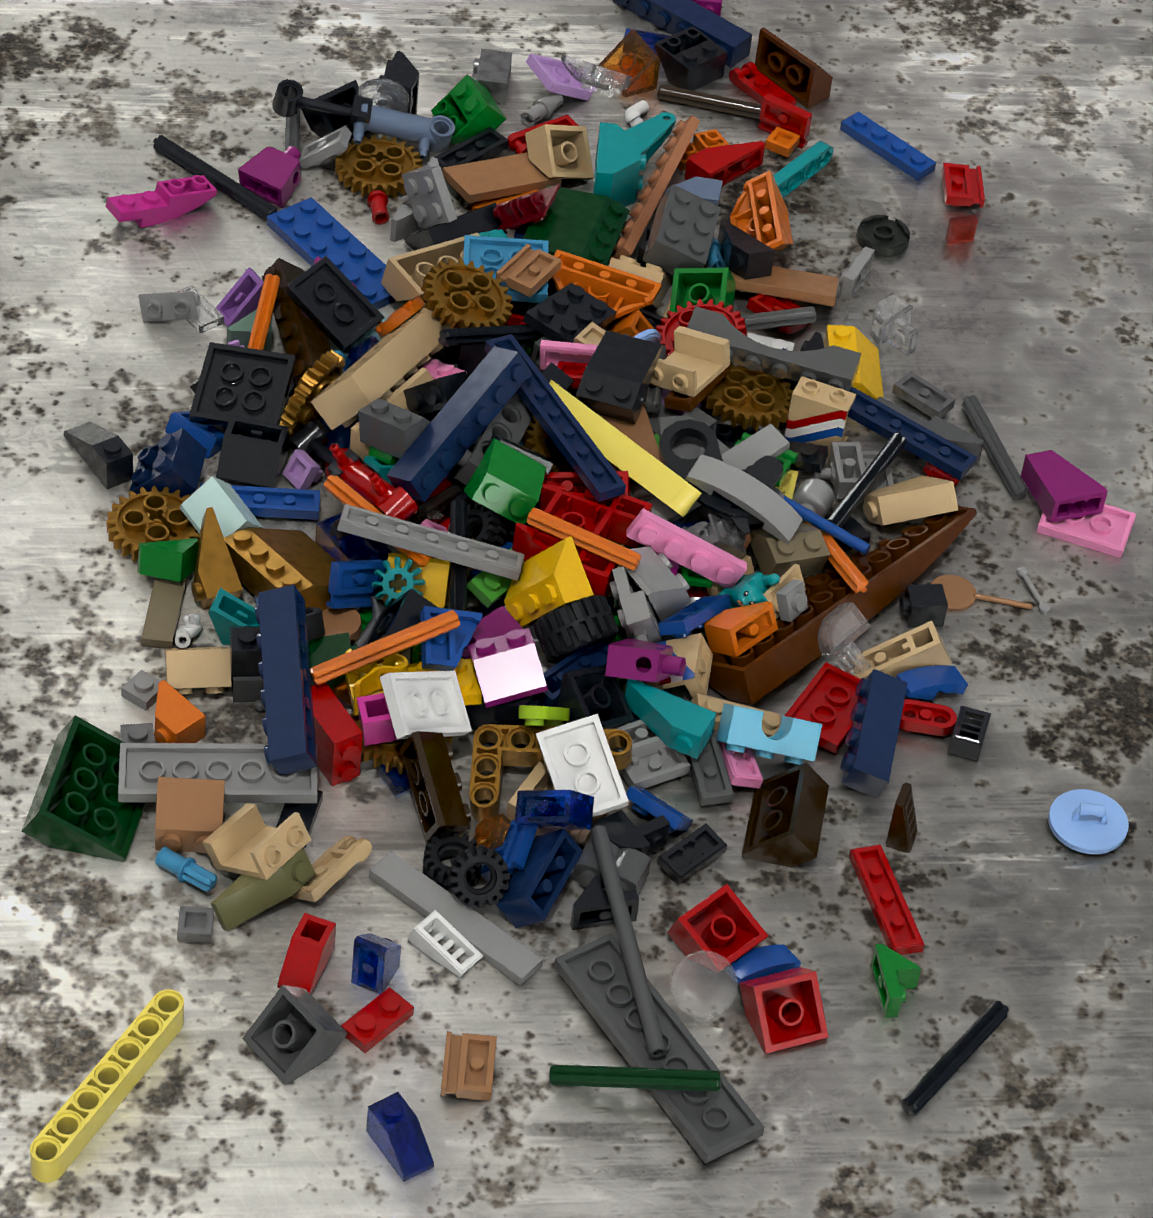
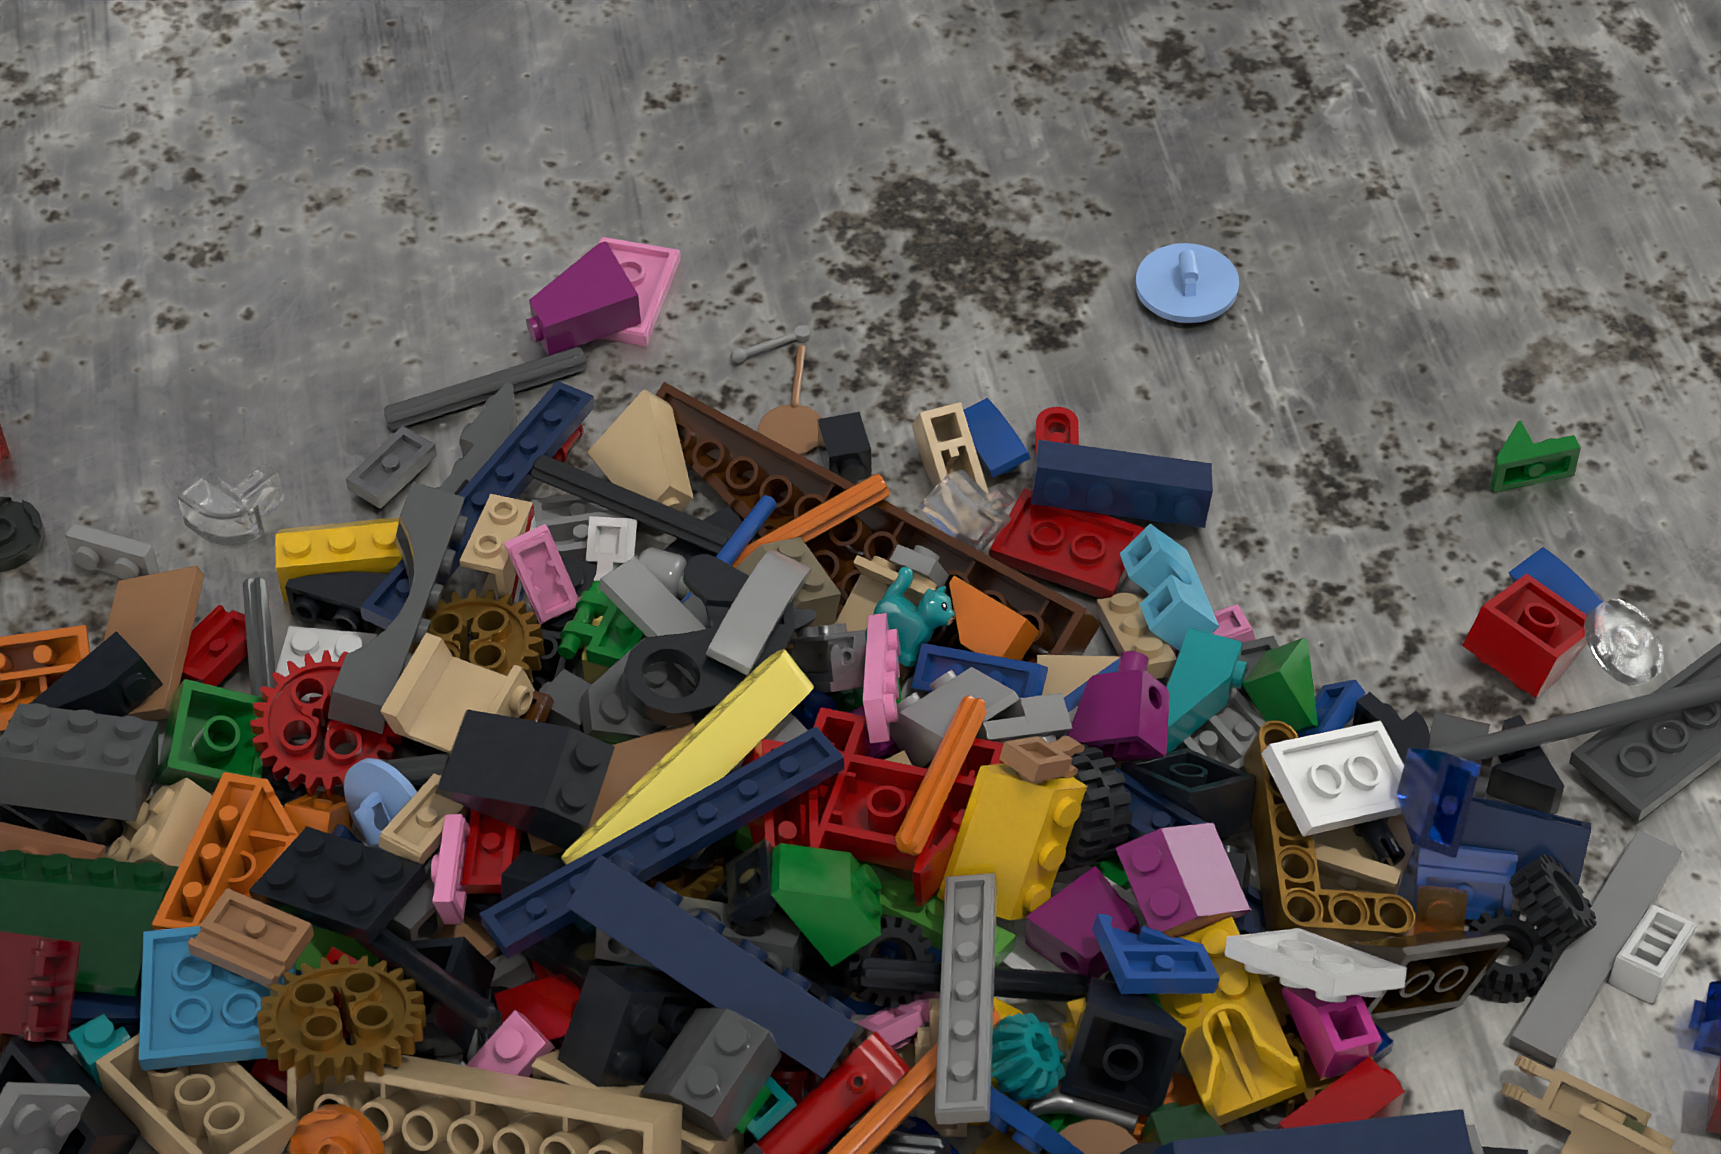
camera: 90 degrees left, 5 degrees up
(384, 647) = (1219, 1026): orange axle -> none
(543, 715) = (1257, 828): lime plate -> none
(575, 565) = (1041, 760): none -> medium nougat plate
(680, 775) = (1284, 686): none -> green slope
(692, 854) = (1389, 678): black plate -> none
(784, 1009) = (1617, 560): red slope -> none
(786, 818) = (1296, 580): dark brown slope -> none
(797, 416) = (542, 573): none -> bright pink plate
(830, 466) = (610, 543): none -> white plate
(886, 900) = (1385, 477): red tile -> none
(903, 822) = (1269, 449): dark brown slope -> none
(954, 1058) = (1618, 400): black axle -> none
(966, 737) = (1085, 393): black slope -> none

